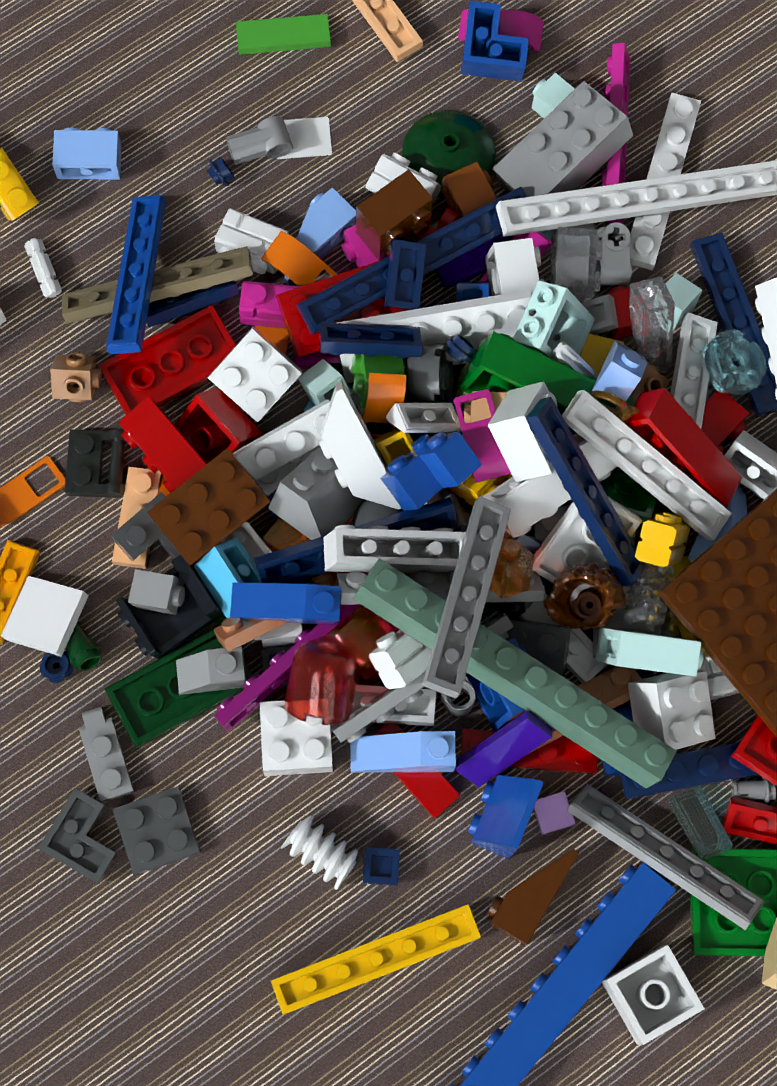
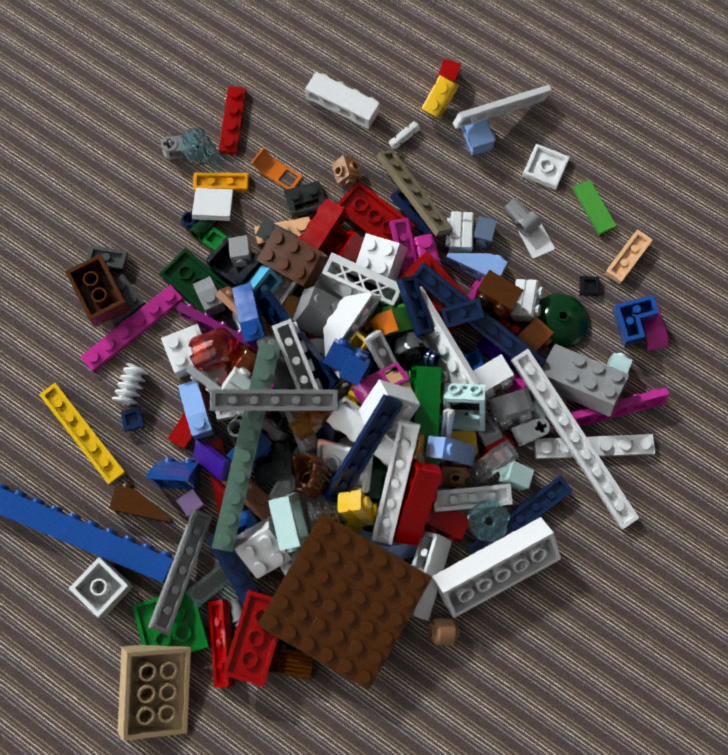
camera: 75 degrees right, 0 degrees up
(65, 97) = (501, 106): none -> white tile
(105, 756) = (150, 261): light grey hinge -> none
(110, 633) = (213, 239): none -> green plate
(136, 275) = (414, 178): blue tile -> none
(137, 852) = (97, 290): none -> reddish brown brick
(186, 77) = (545, 166): none -> white tile
(216, 823) = (131, 328): none -> dark pink plate
(220, 172) = (496, 203): dark blue plate -> none
(228, 329) = (402, 234): none -> dark pink tile
(265, 204) = (484, 232): none -> sand blue brick
(282, 402) = (364, 275): none -> white fence
(295, 260) = (455, 257): orange piece -> none
(409, 91) = (589, 286): none -> black tile

